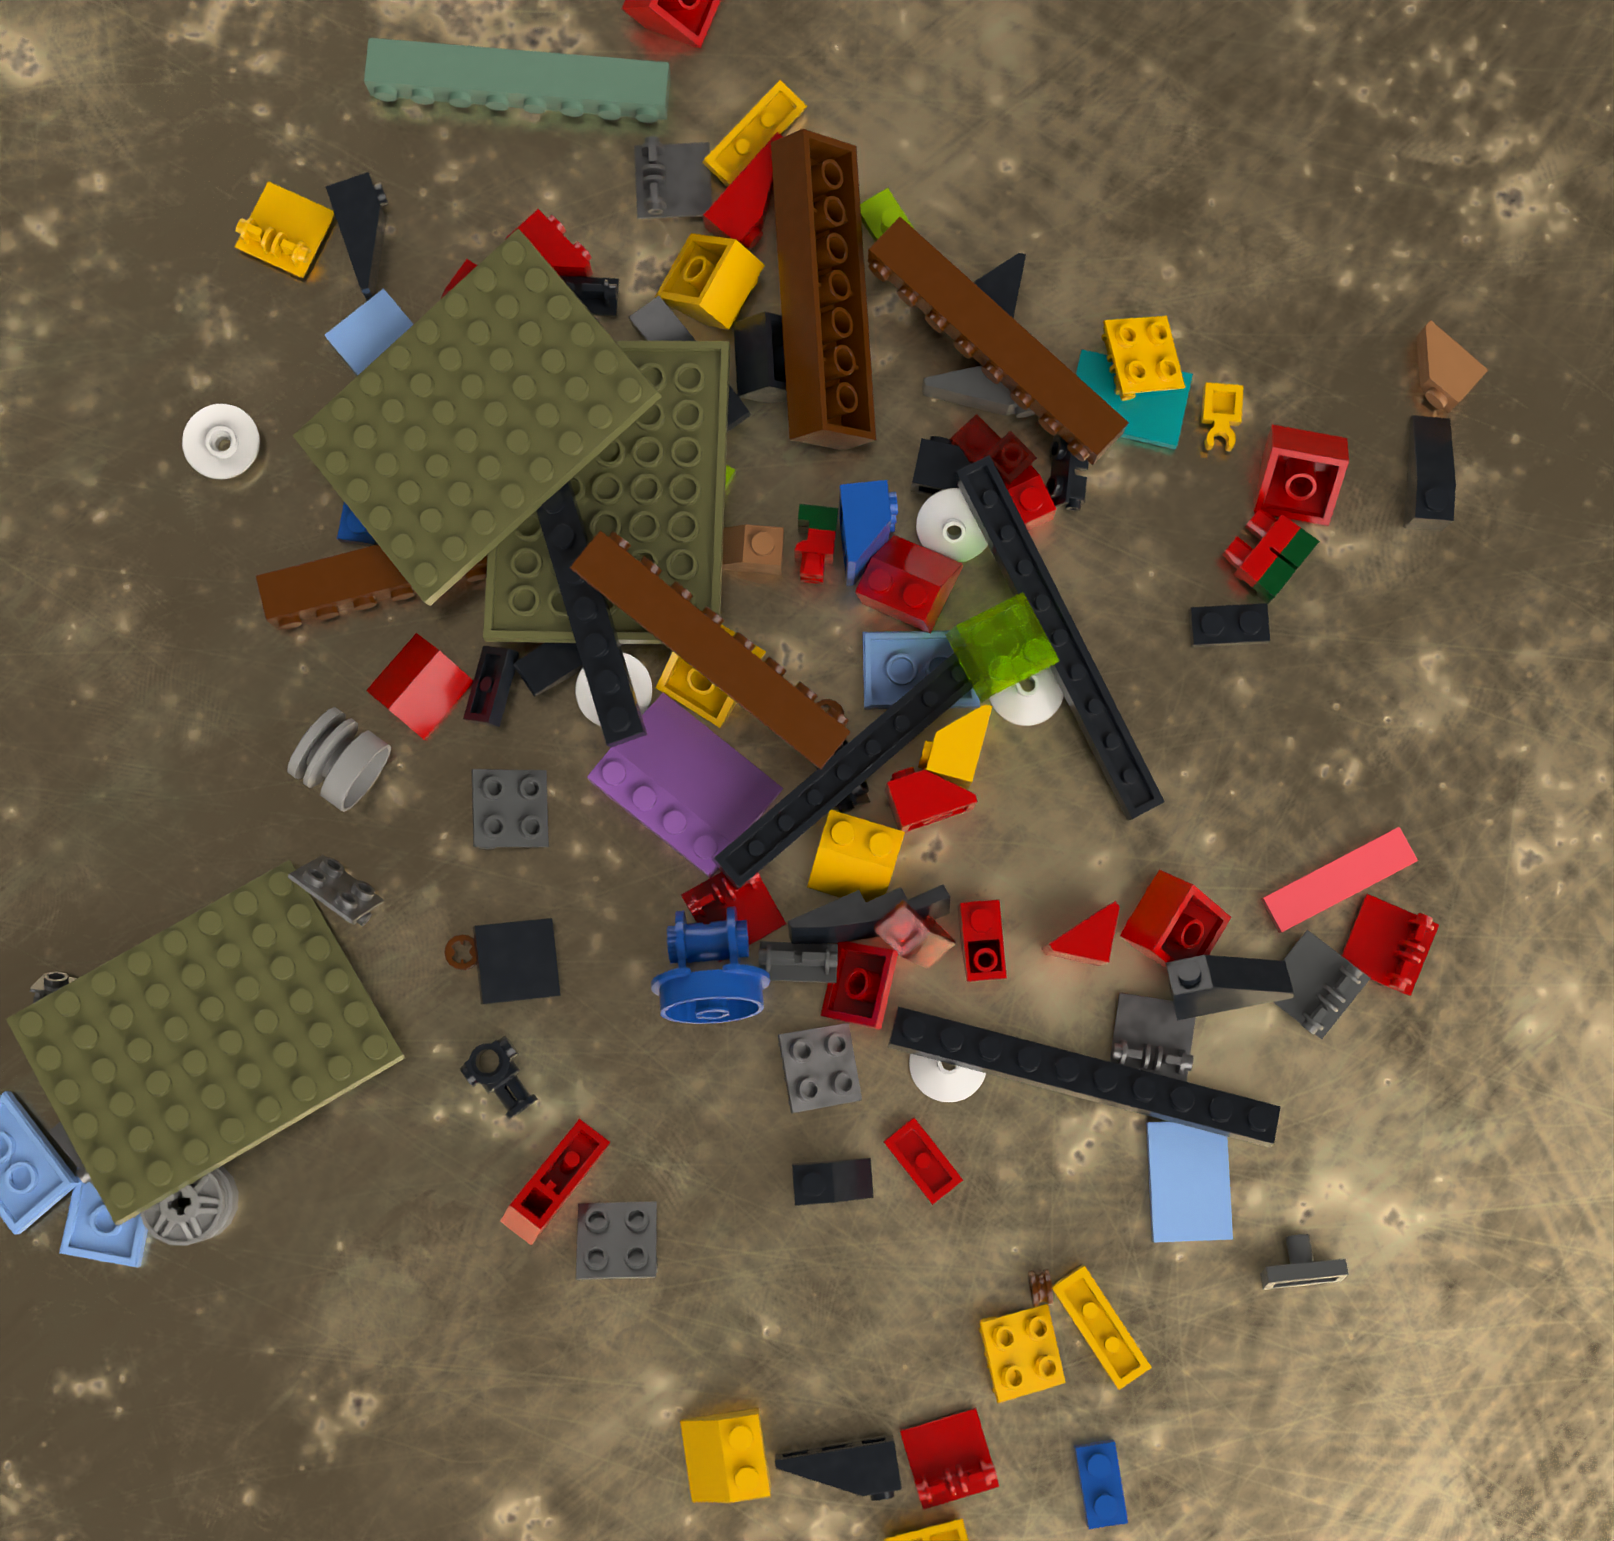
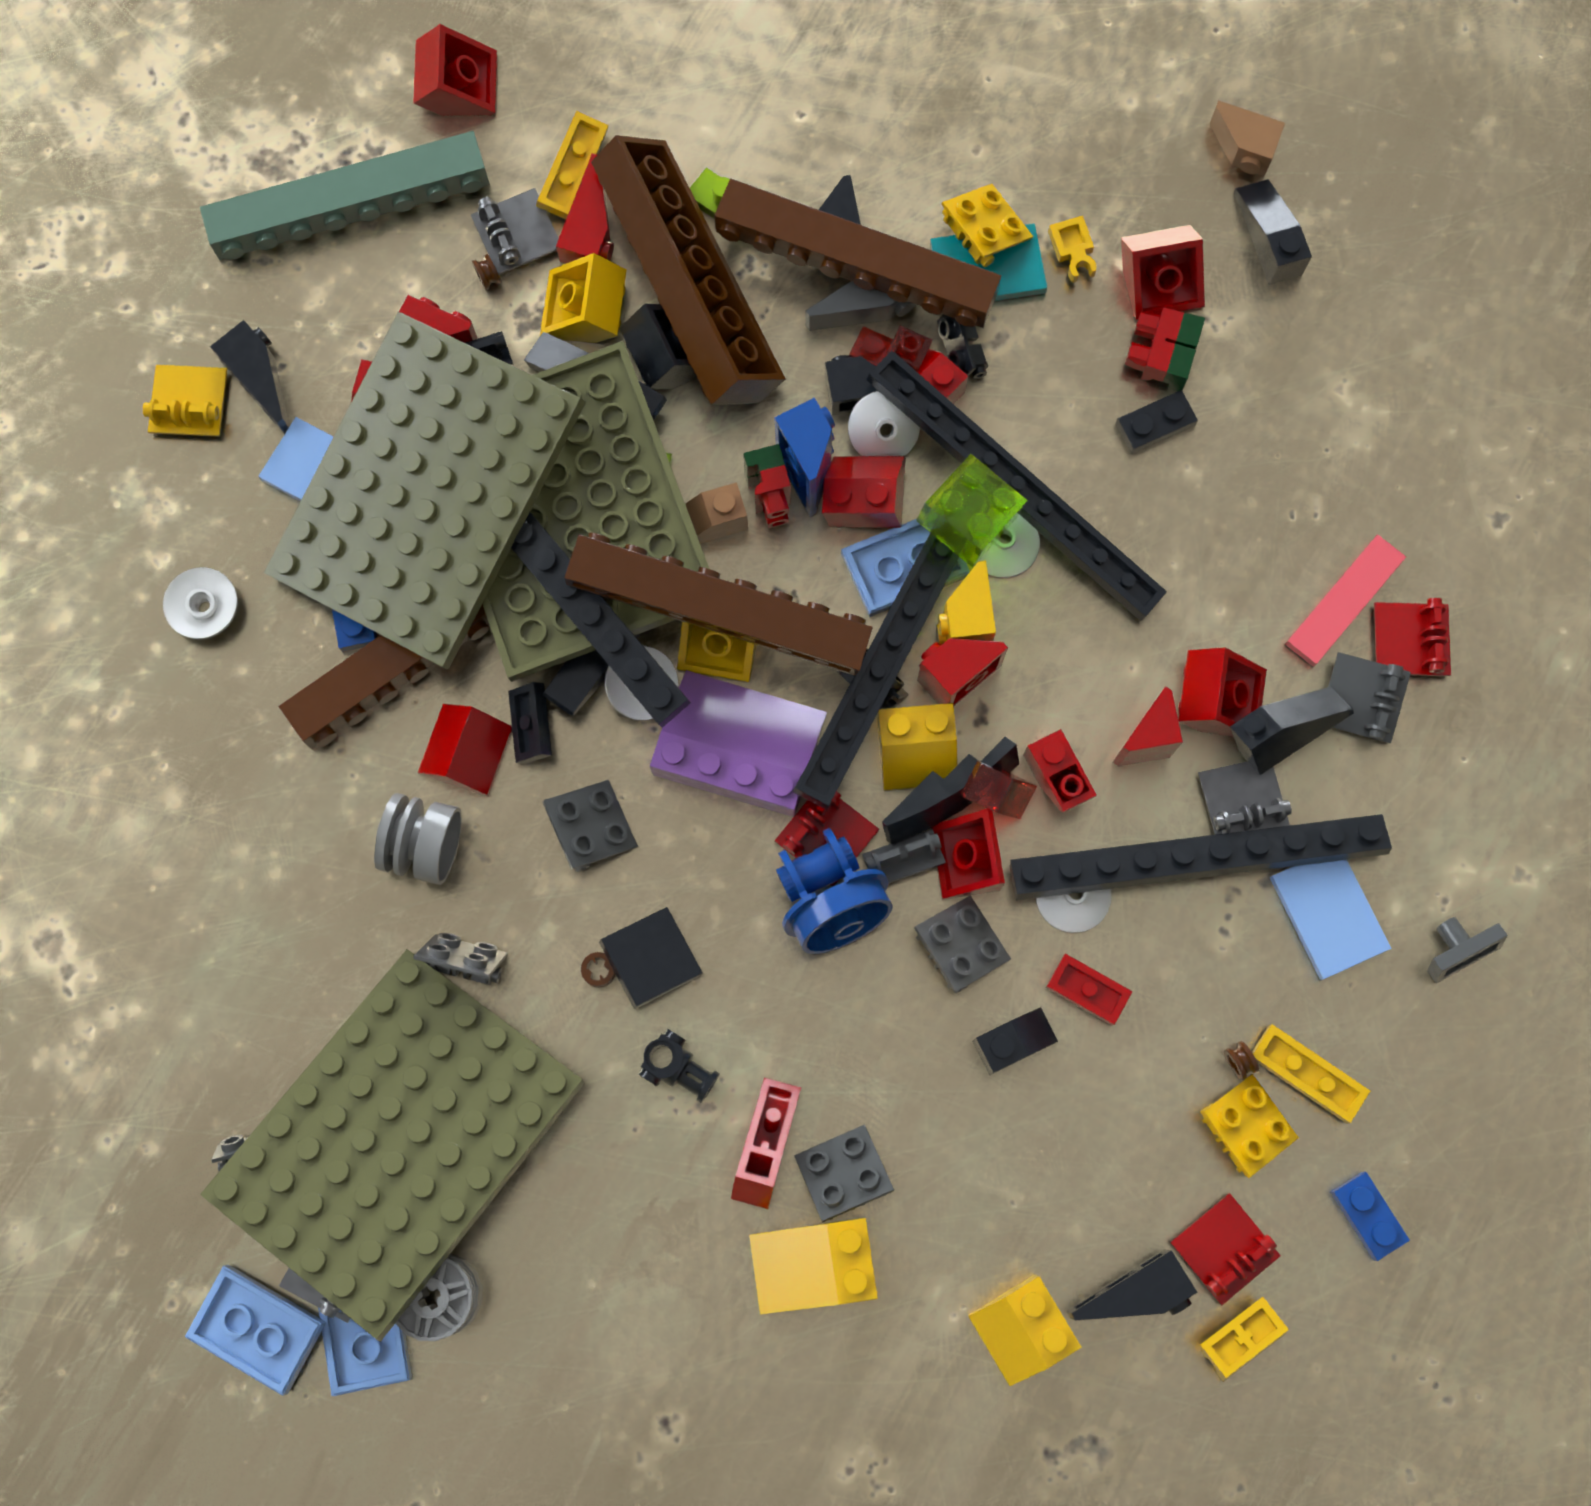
camera: 20 degrees left, 5 degrees down
(553, 1316) = (813, 1266): none -> yellow slope
(626, 212) = (486, 272): none -> reddish brown bush

